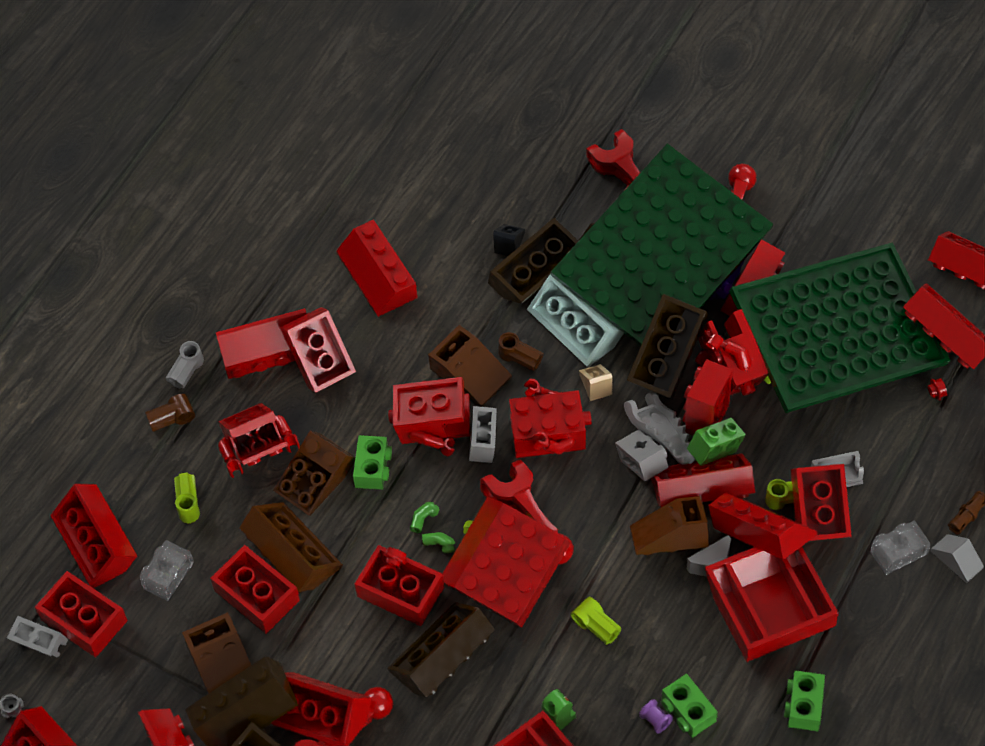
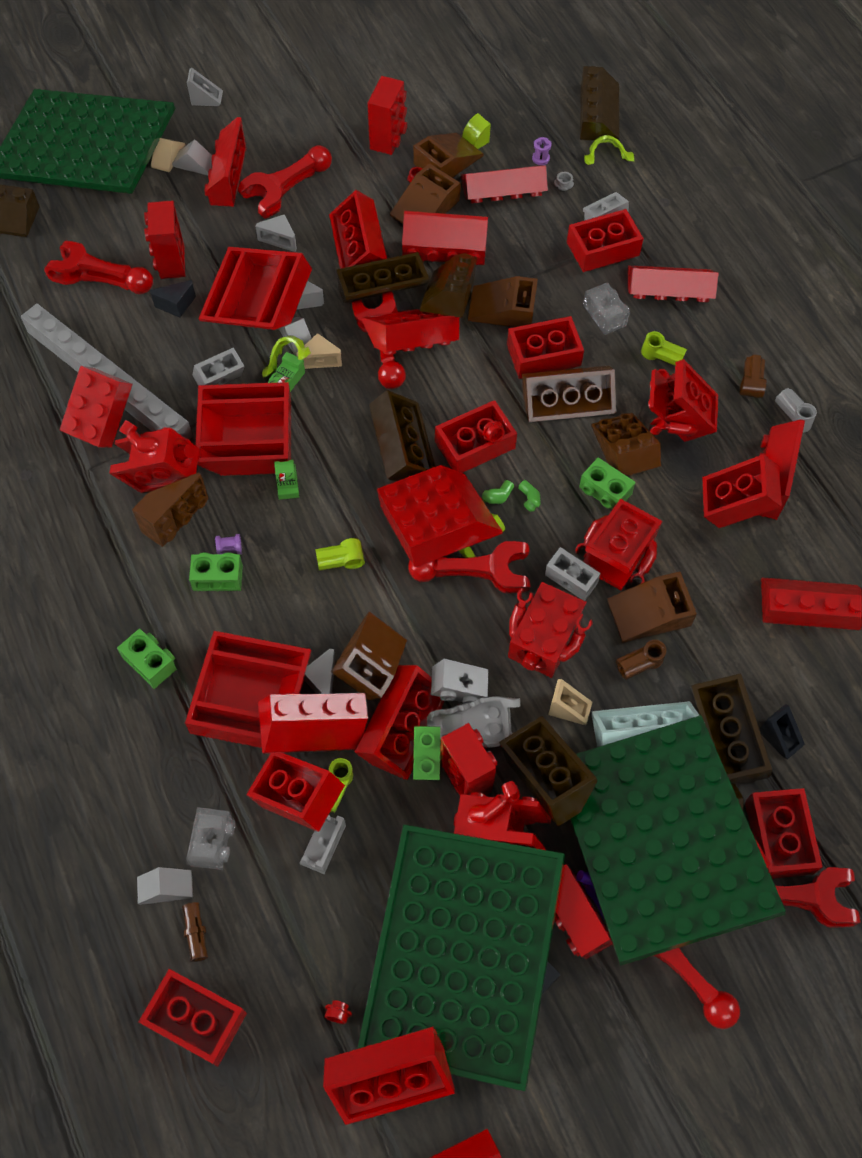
camera: 120 degrees right, 5 degrees up
(588, 196) = (784, 832): none -> red brick

